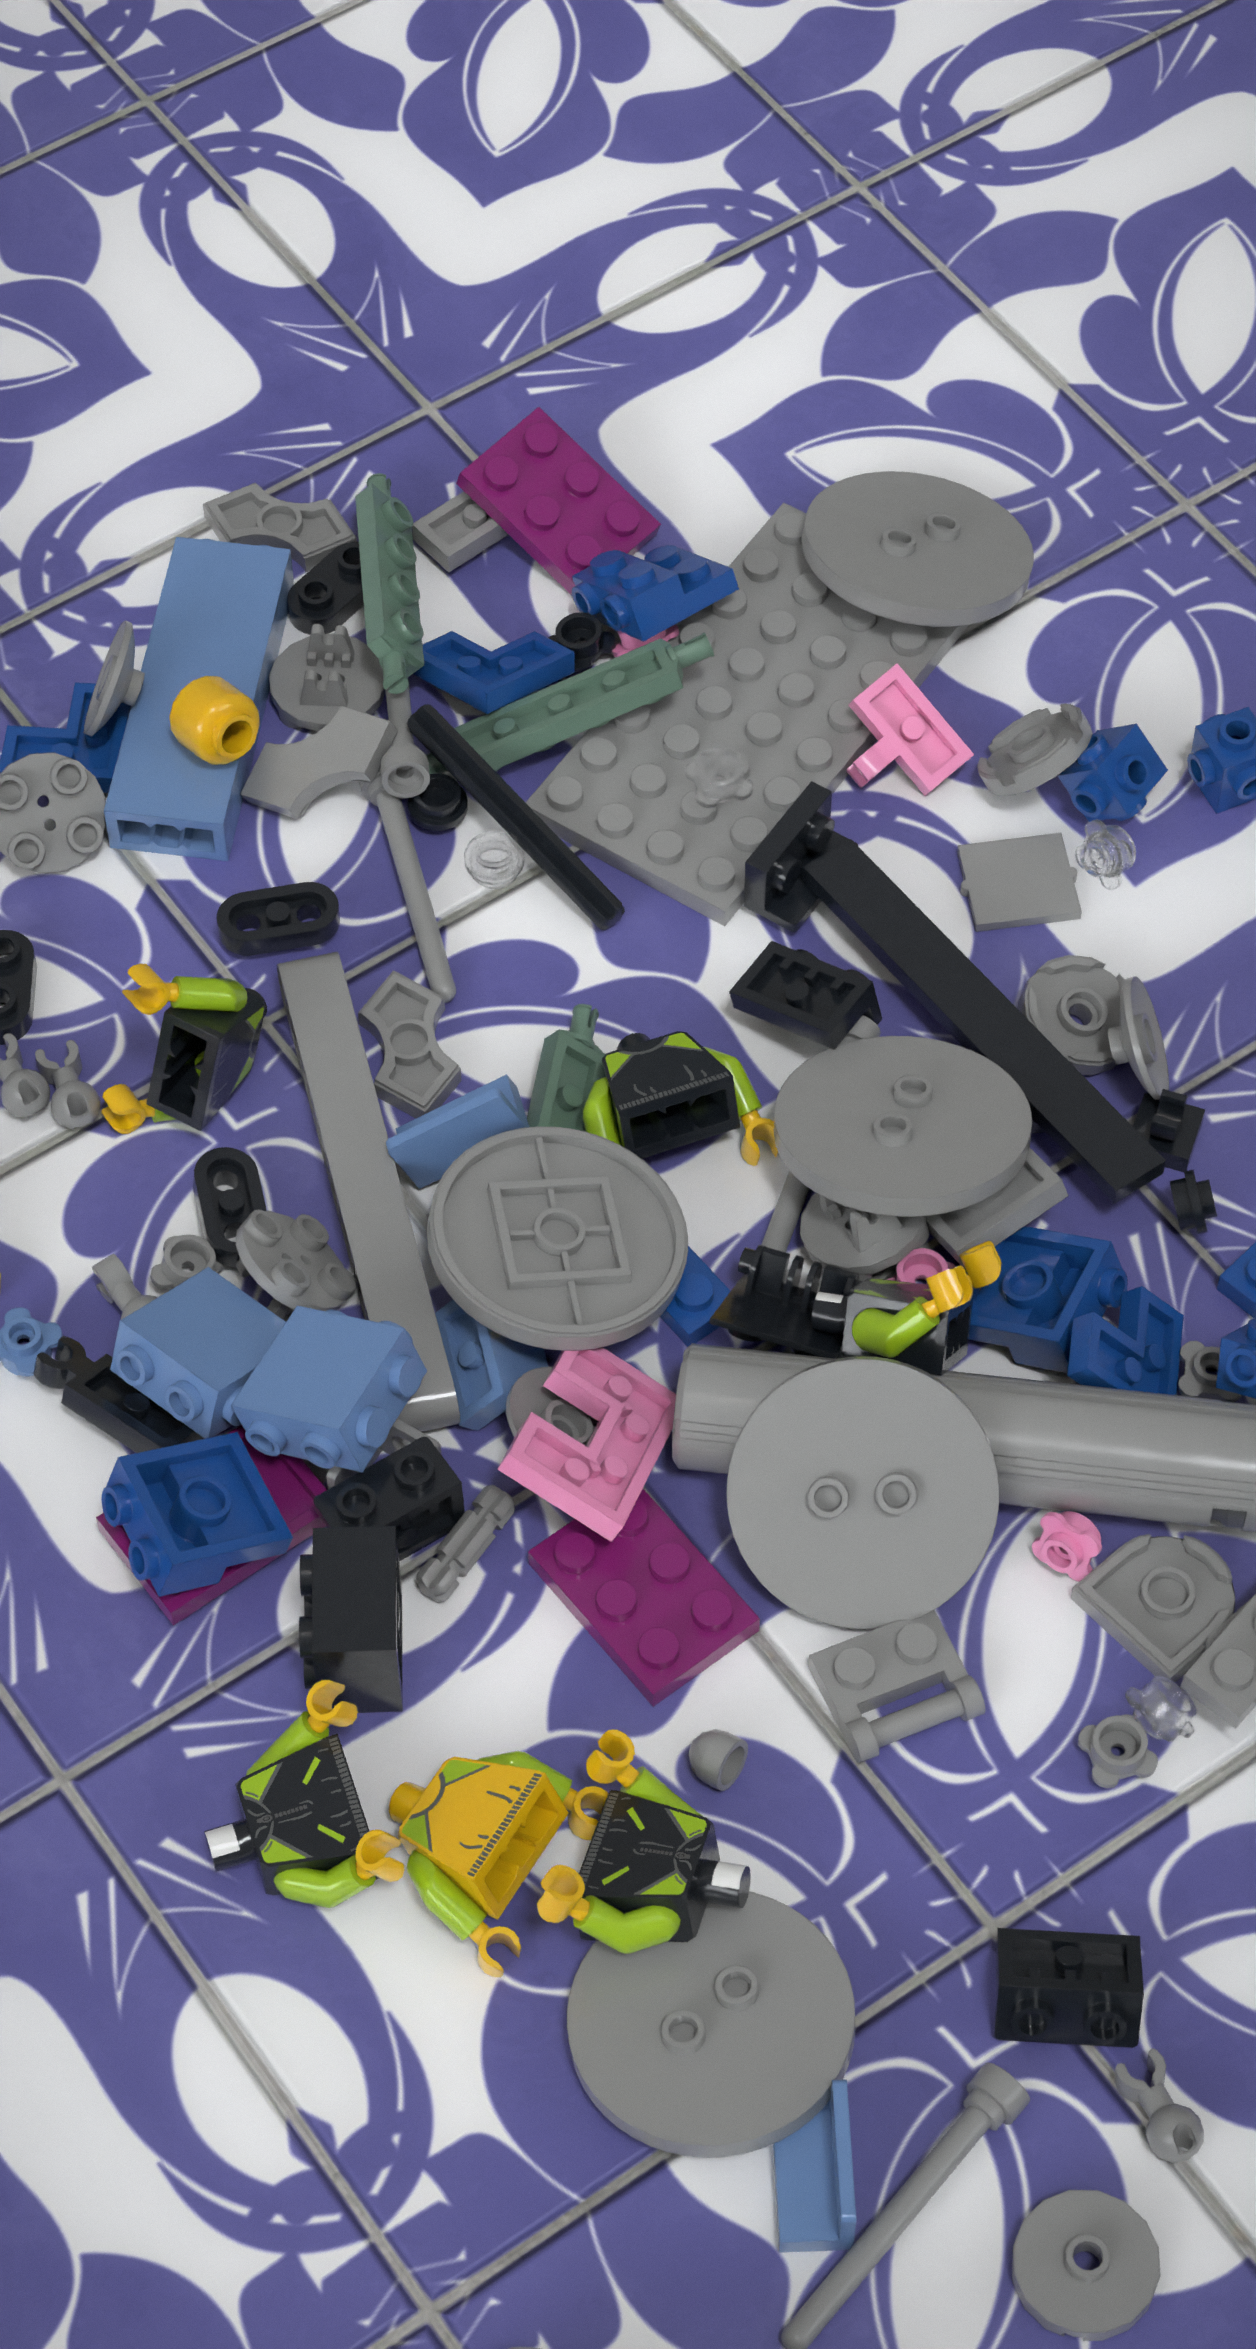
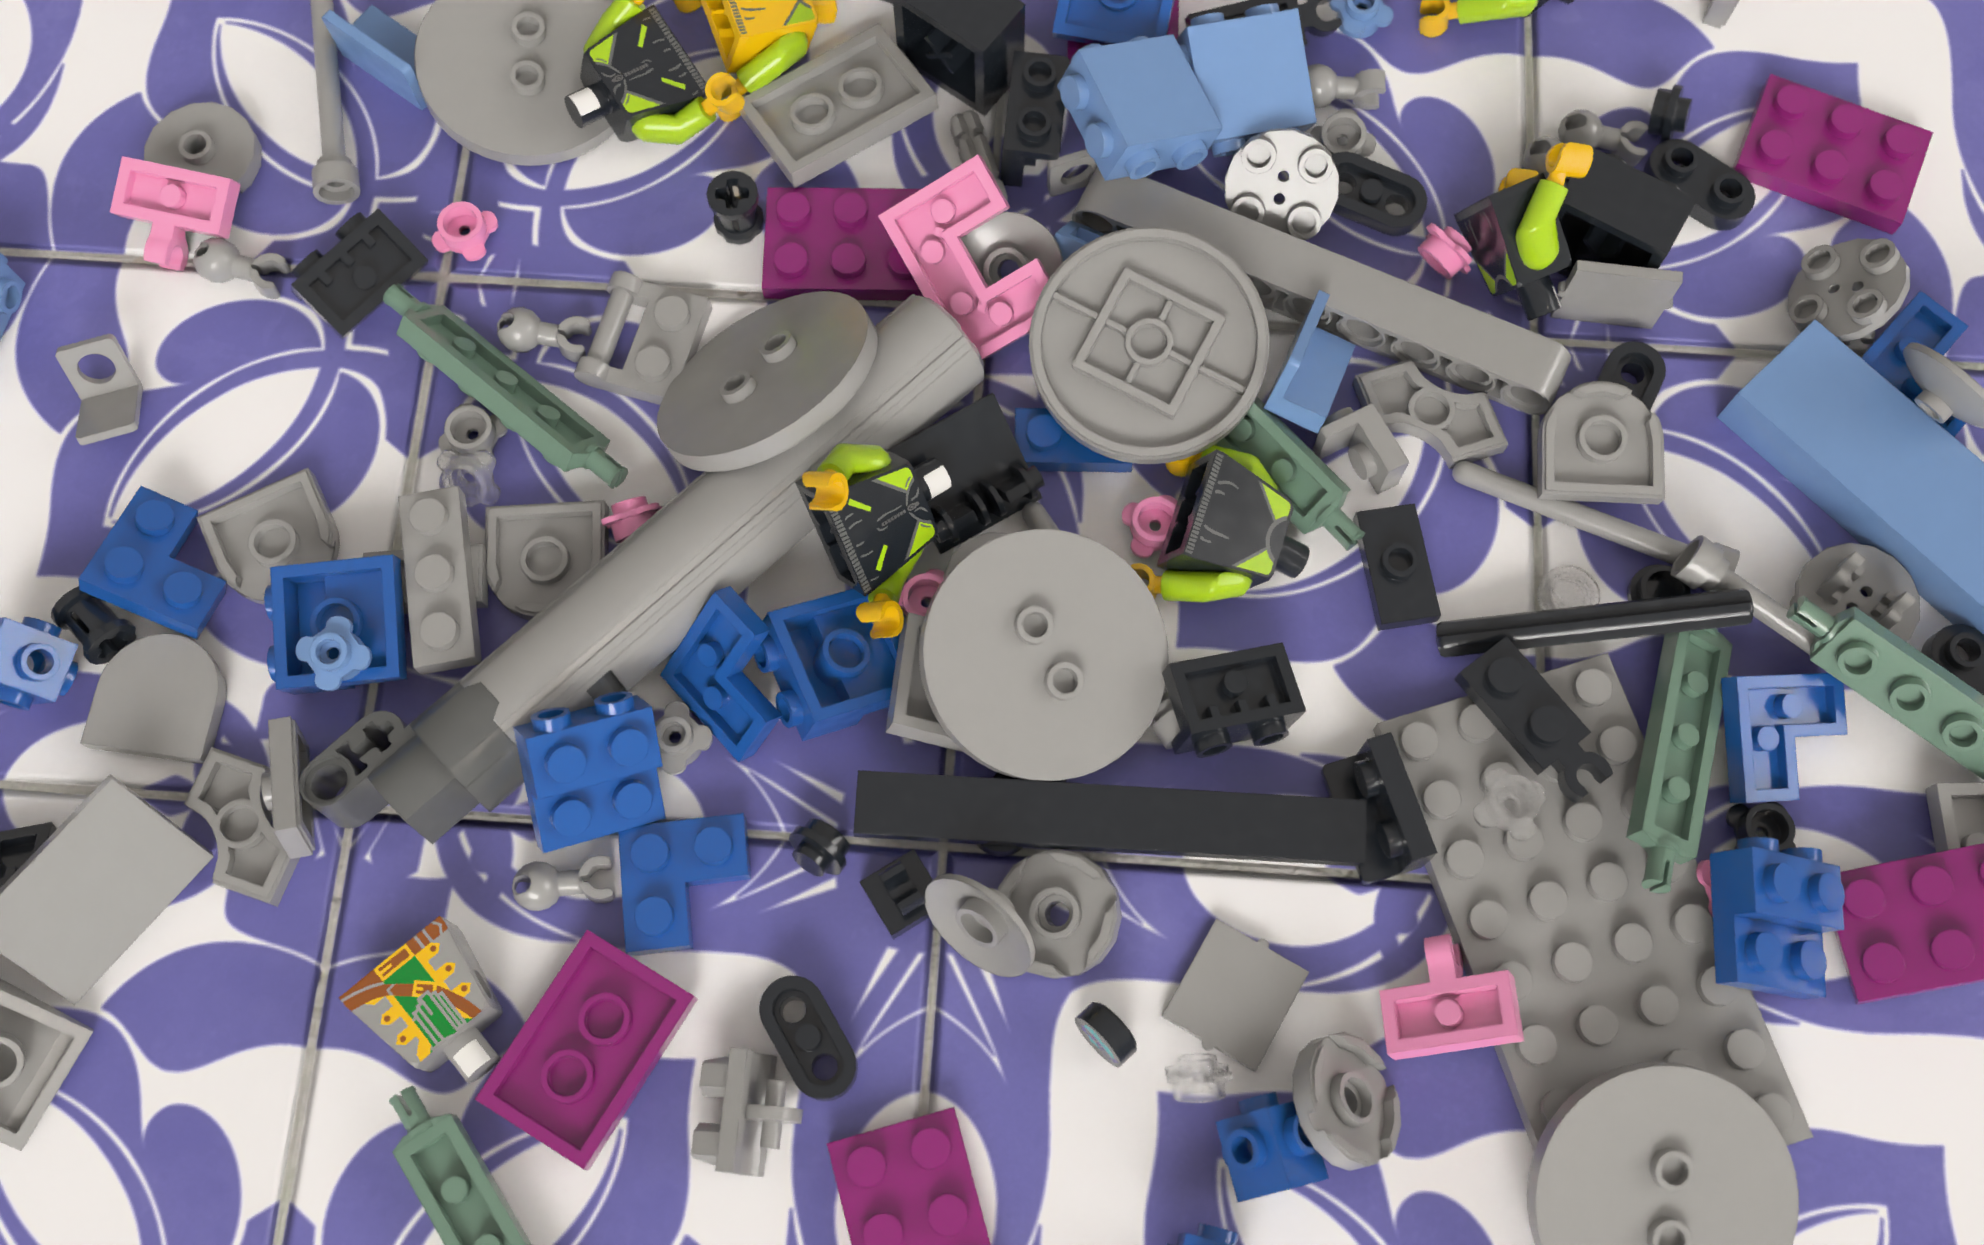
camera: 130 degrees right, 15 degrees up
(114, 943) = (1621, 215): none -> black brick
(184, 941) = (1616, 294): none -> light grey piece
(214, 720) = (1846, 432): yellow head -> none
(243, 1115) = (1446, 251): none -> bright pink plate
(296, 773) = (1759, 532): light grey tile -> none
(351, 895) = (1600, 448): none -> light grey tile
(491, 1050) = (1371, 445): none -> light grey bracket
(510, 1688) = (838, 105): none -> light grey plate
(580, 975) = (1397, 567): none -> black plate
(632, 809) = (1531, 716): none -> black plate
(698, 1679) = (730, 207): none -> black bush
(701, 1153) = (1139, 518): none -> bright pink plate
(718, 1758) = (690, 193): light grey hinge -> none
(941, 1914) = (454, 220): none -> bright pink plate
(980, 1785) = (527, 331): none -> light grey arm
(1055, 1752) = (503, 387): none -> sand green plate
(1133, 926) = (1106, 1033): none -> black tile
(1166, 2205) = (174, 203): none -> bright pink plate

